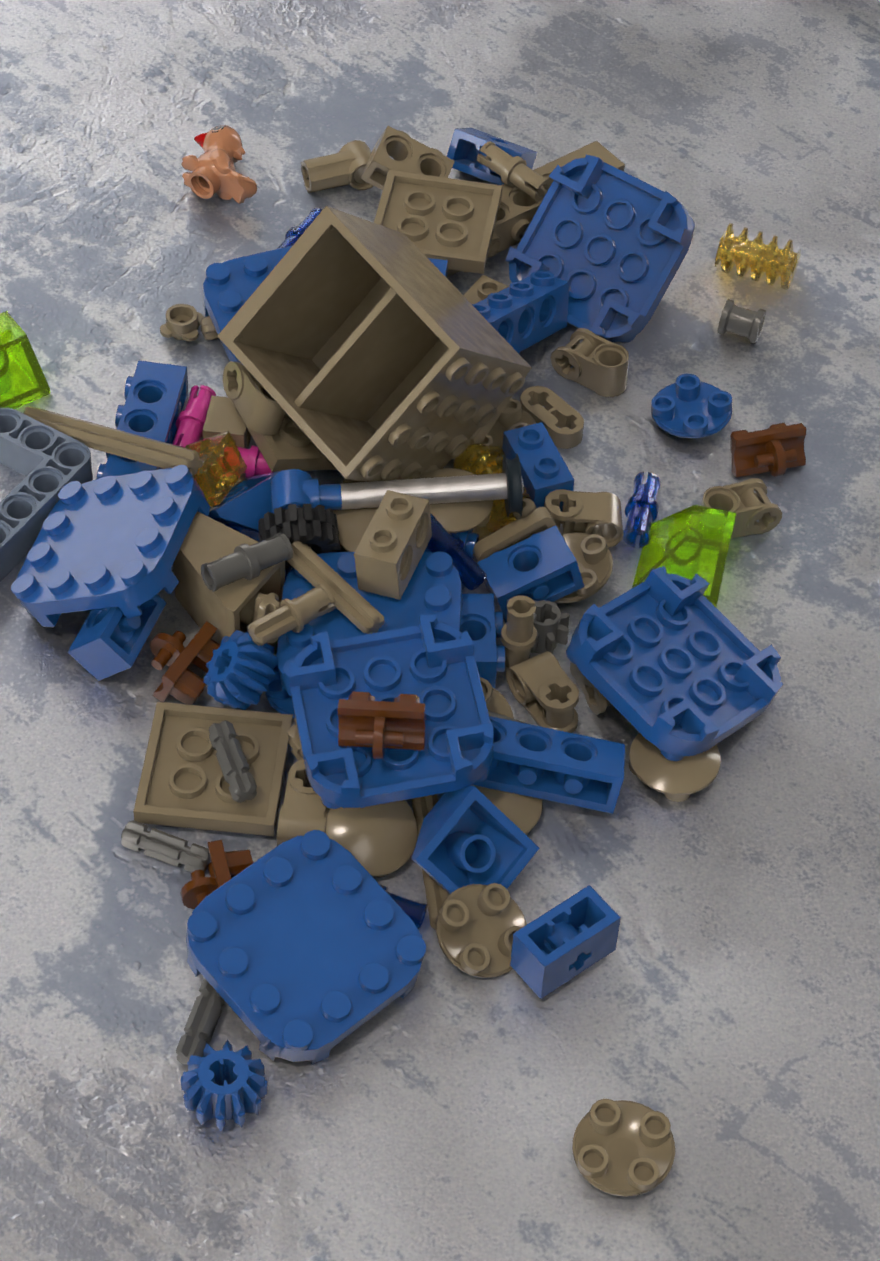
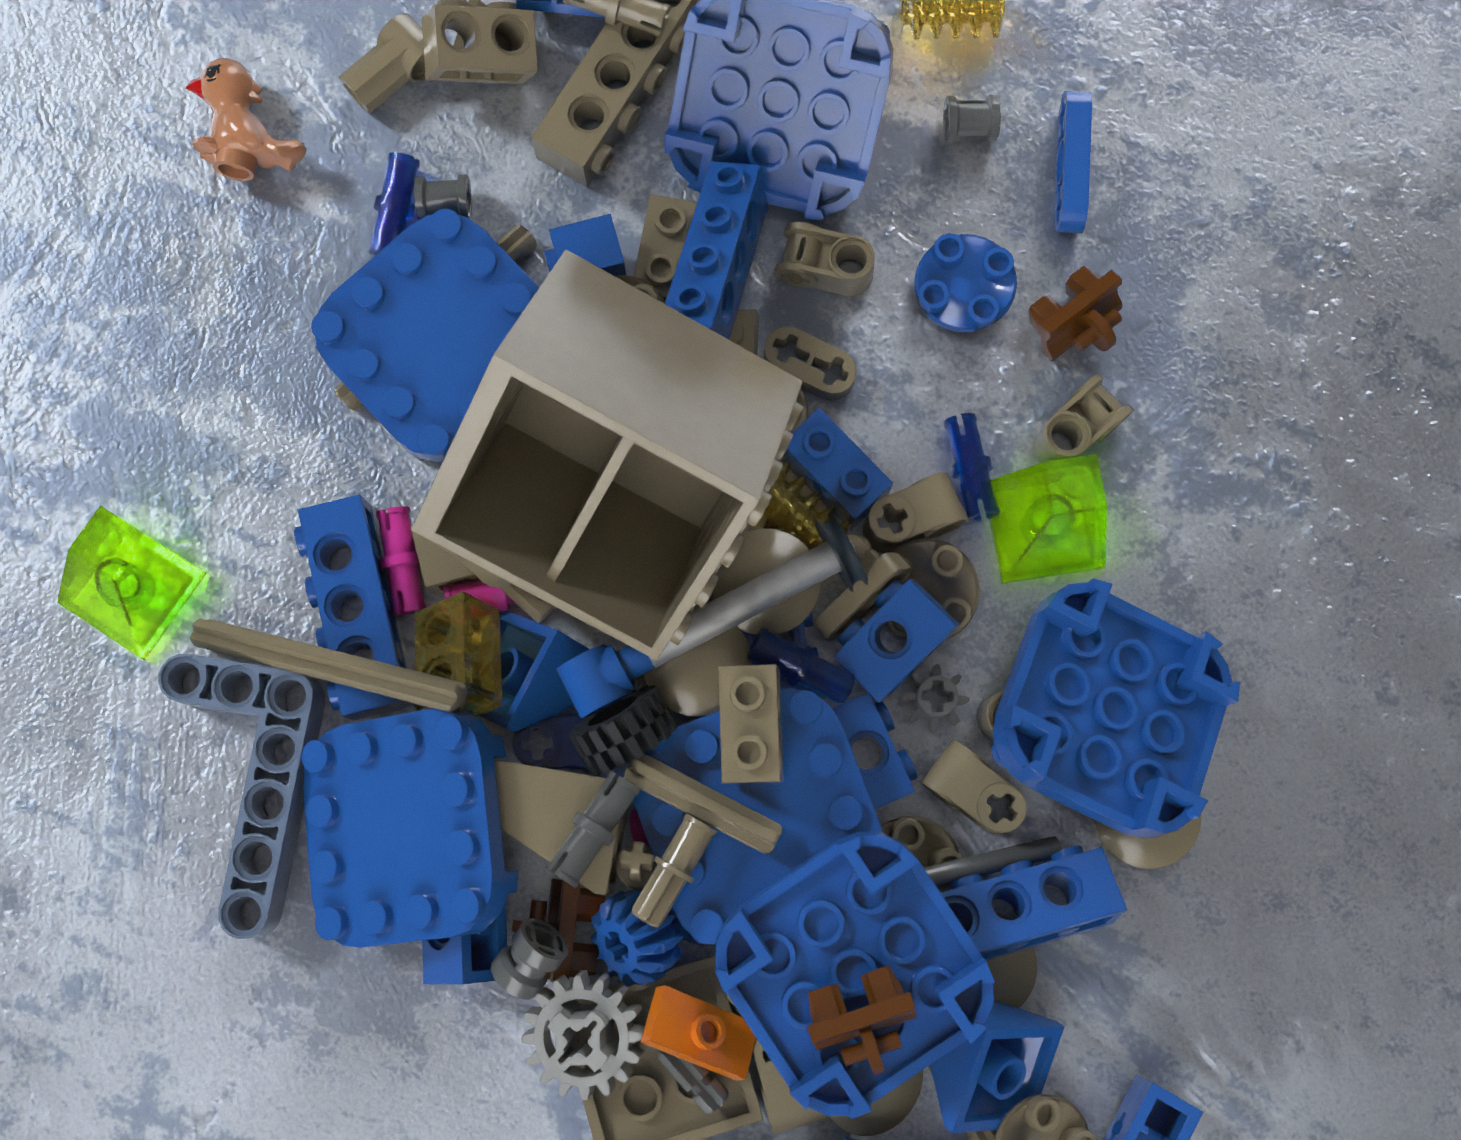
camera: 20 degrees left, 30 degrees up
(159, 643) = (533, 953): none -> dark grey wheel
(169, 707) = (566, 1020): none -> light grey gear
(181, 322) = (300, 395): dark tan plate -> none
(255, 736) = (699, 1033): none -> orange plate
(442, 216) = (557, 133): dark tan plate -> none
(519, 632) = (936, 744): dark tan pin -> none
(805, 367) = (1073, 162): none -> blue beam

